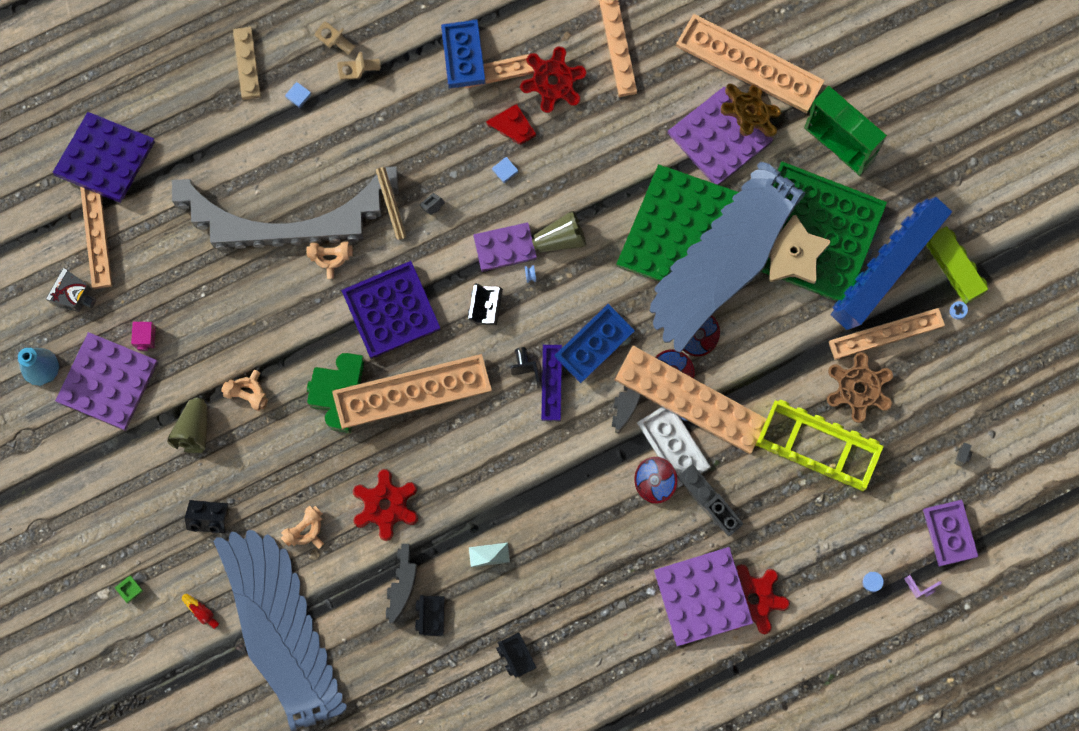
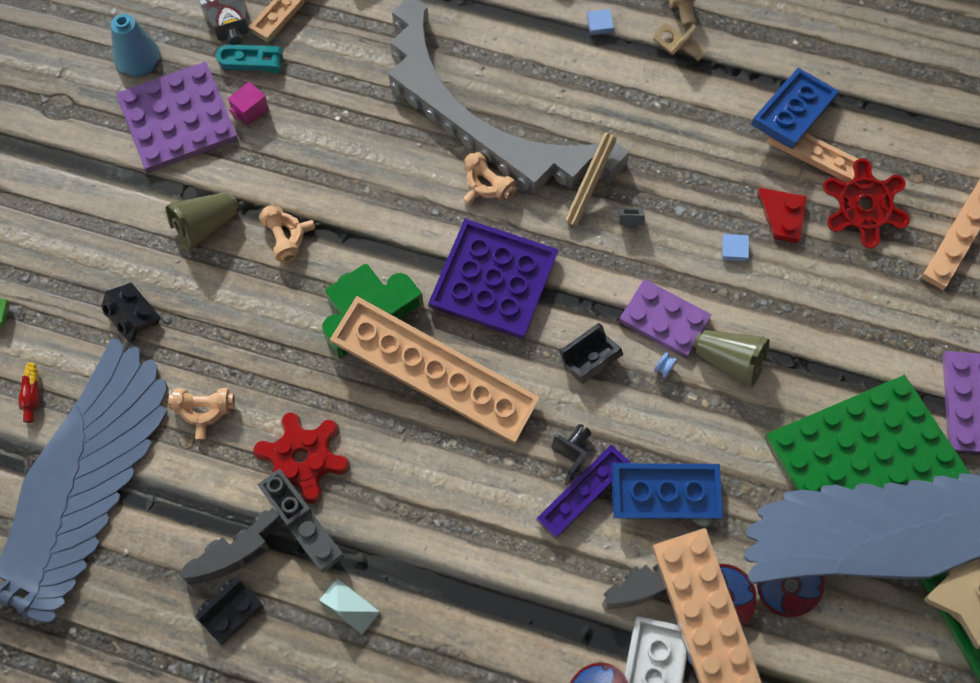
camera: 40 degrees right, 10 degrees down
(112, 306) = (250, 58): none -> teal plate
(421, 536) = (300, 520): none -> dark grey slope

